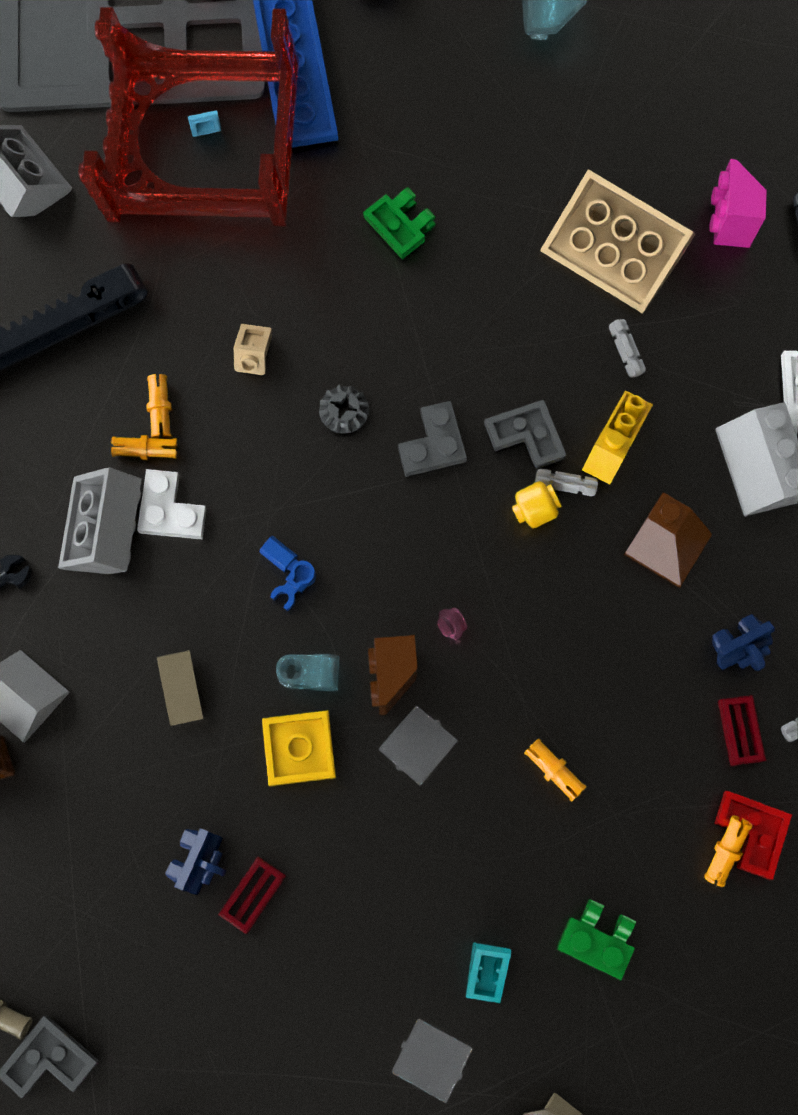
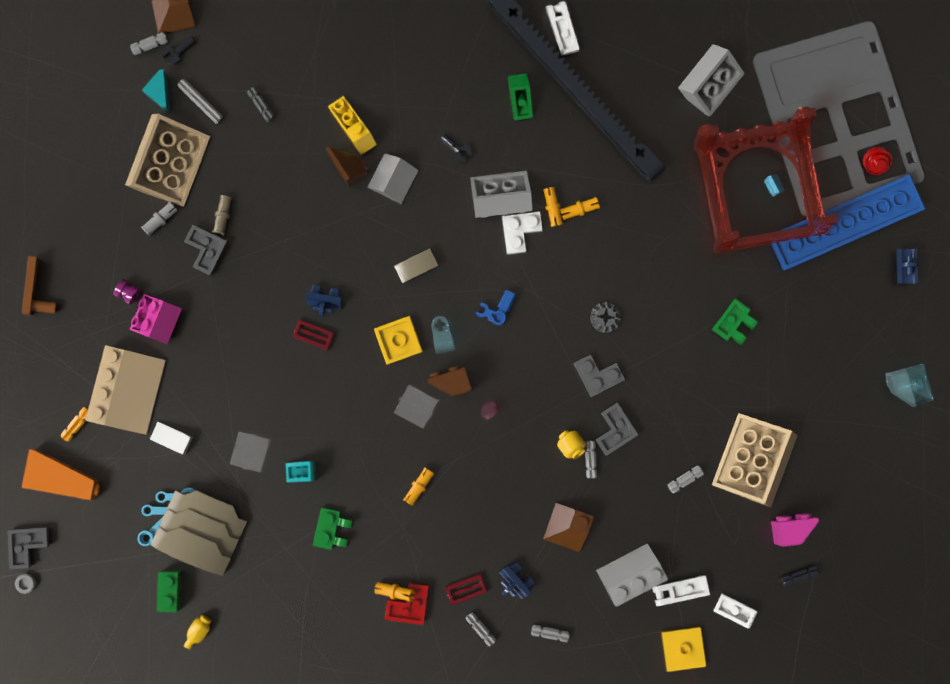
camera: 75 degrees right, 10 degrees up
(251, 349) = (630, 253): tan bracket -> none
(617, 437) = (626, 484): yellow slope -> none

